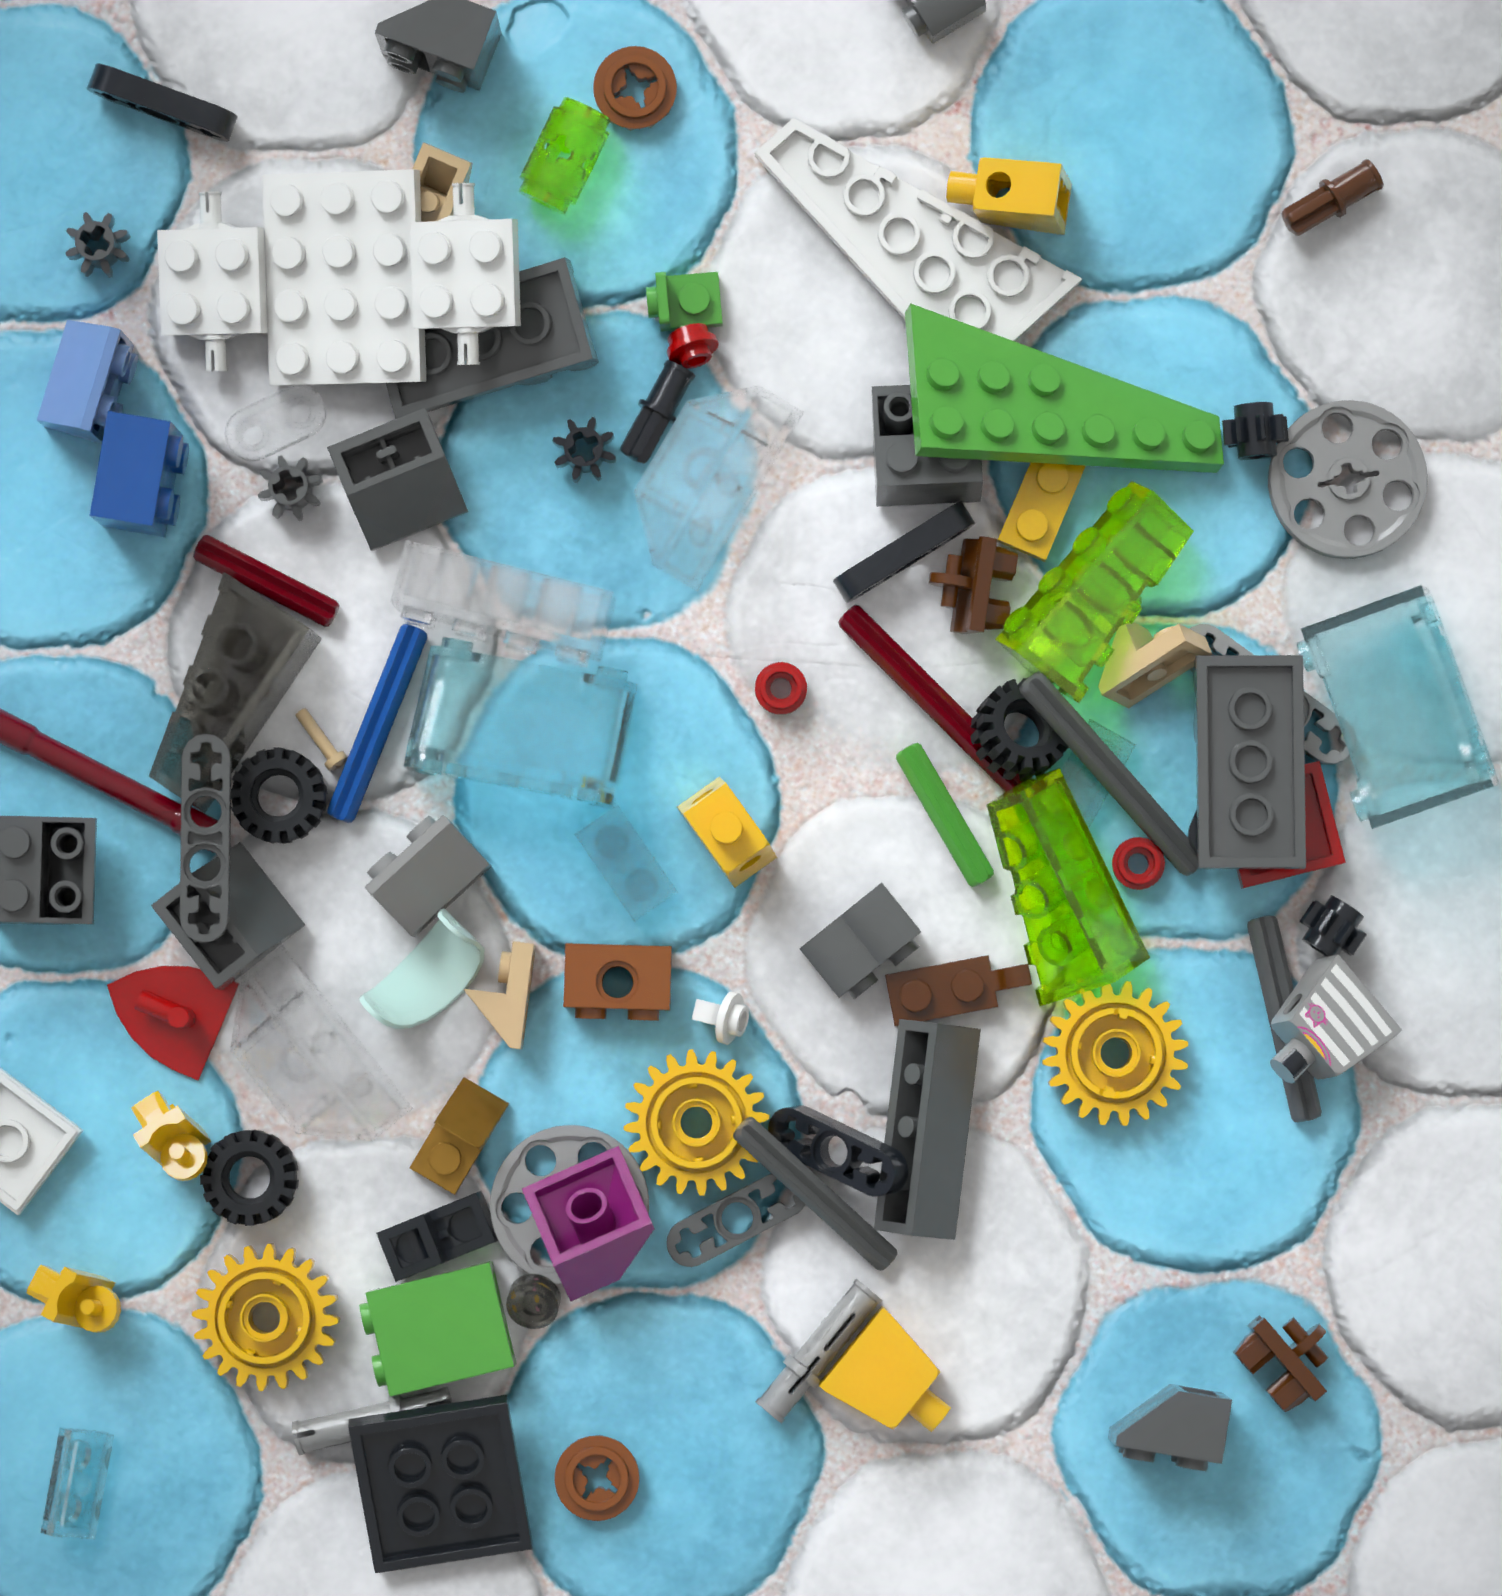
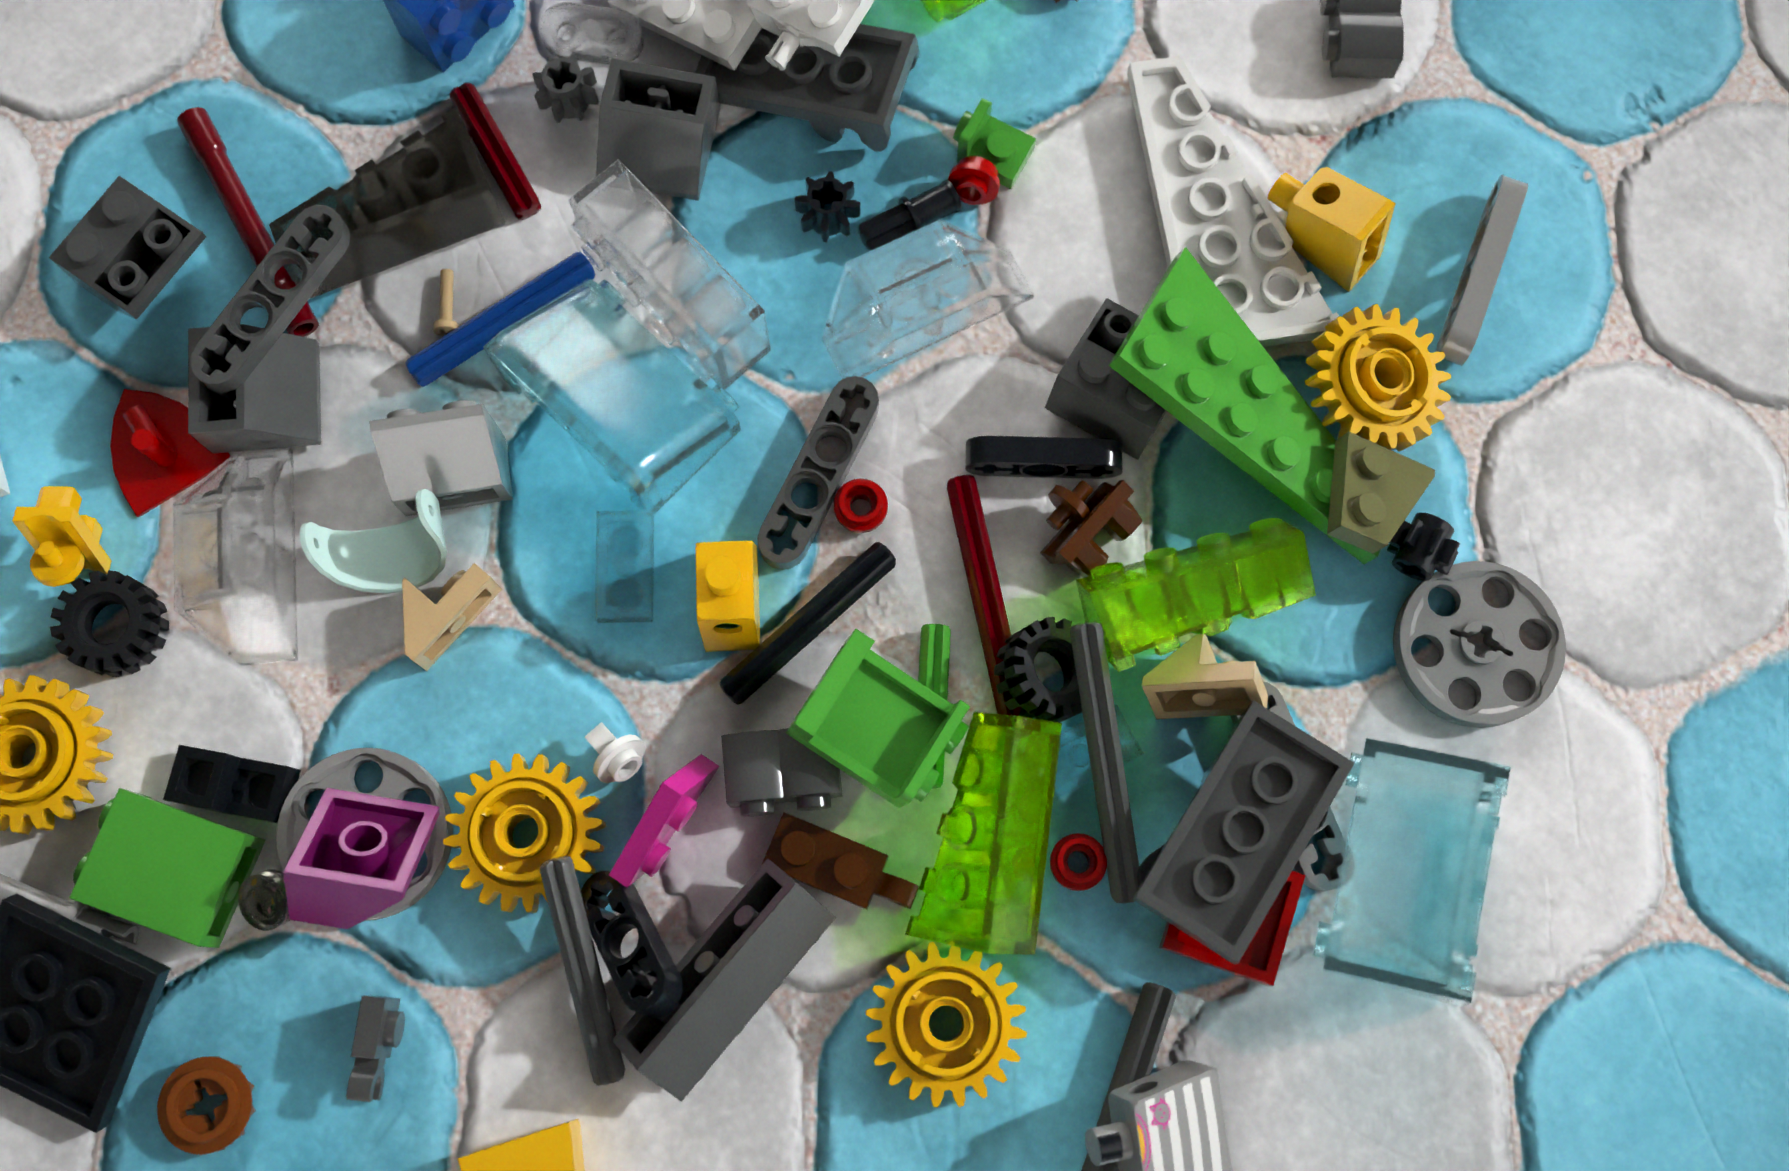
camera: 30 degrees right, 10 degrees down
(247, 786) = (359, 298): black tyre -> none
(459, 1135) = (315, 707): pearl gold slope -> none
(590, 962) = (527, 632): dark orange brick -> none
(691, 1339) = (377, 1031): none -> dark grey plate
(708, 1247) = (463, 927): dark grey beam -> none
(728, 682) = (824, 474): none -> dark grey beam
(802, 1030) = (665, 814): none -> dark pink wing
(803, 812) = (807, 623): none -> black axle
(818, 1351) = (486, 1123): light grey pin -> none
(917, 859) = (878, 723): none -> bright green panel
(1040, 508) = (1190, 495): yellow plate -> none
(1110, 327) = (1371, 344): none -> yellow gear
(1163, 149) = (1482, 269): none -> light grey beam
(1188, 415) = (1372, 492): none -> olive wing
(1332, 198) = (1609, 398): reddish brown axle -> none
(1333, 927) = (1224, 1039): black gear -> none

